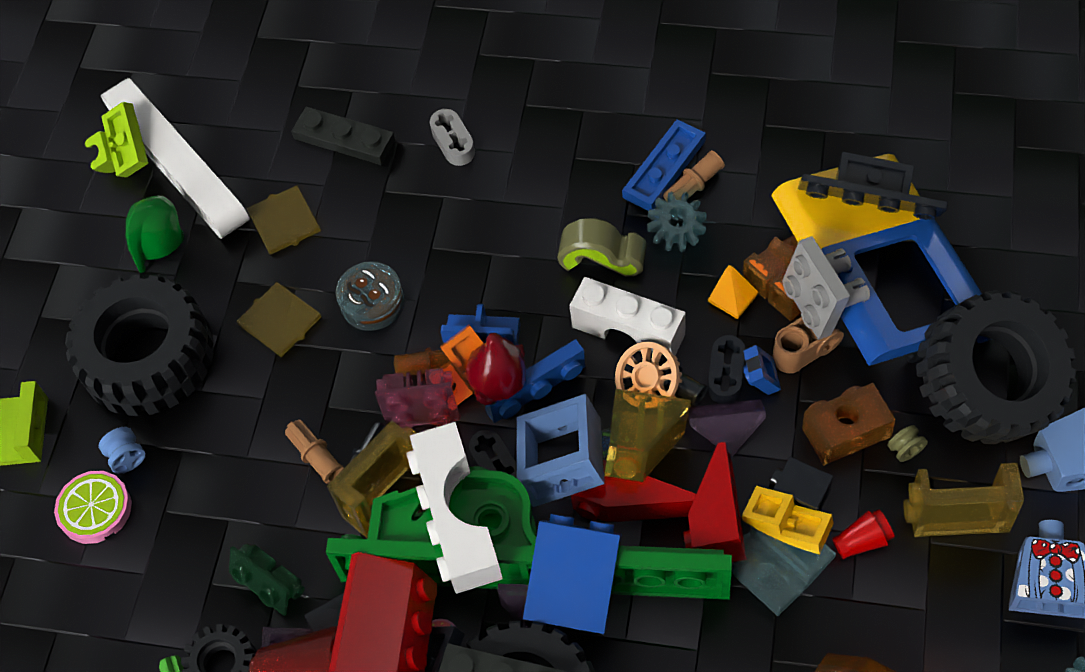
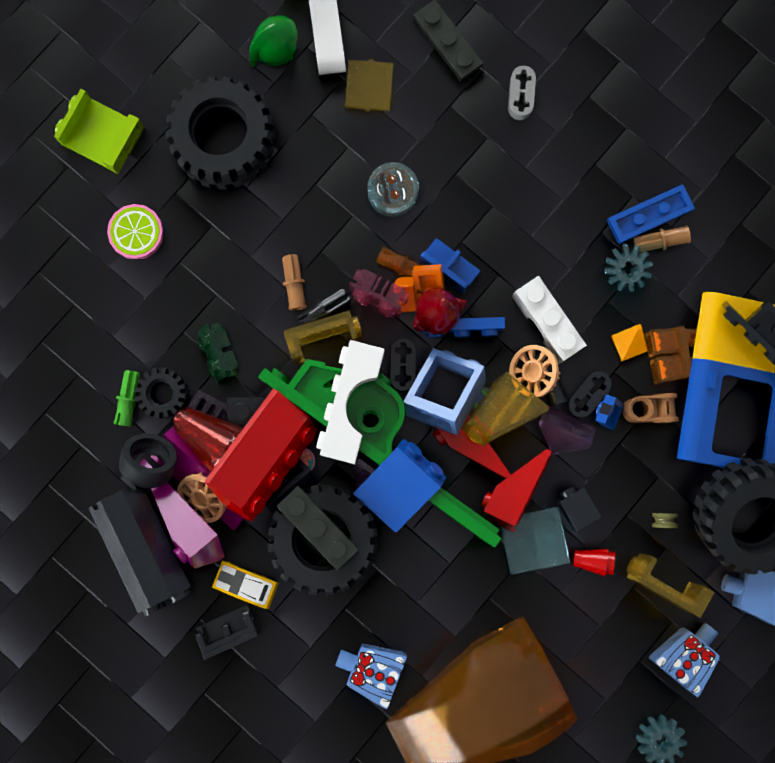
camera: 20 degrees right, 25 degrees up
(122, 450) = (172, 204): medium blue wheel -> none
(279, 319) = (324, 165): clear yellow piece -> none
(602, 244) = (566, 255): olive animal -> none
(783, 520) = (554, 525): yellow slope -> none
(817, 288) = (678, 392): light grey plate -> none
(836, 440) = (655, 484): clear orange brick -> none

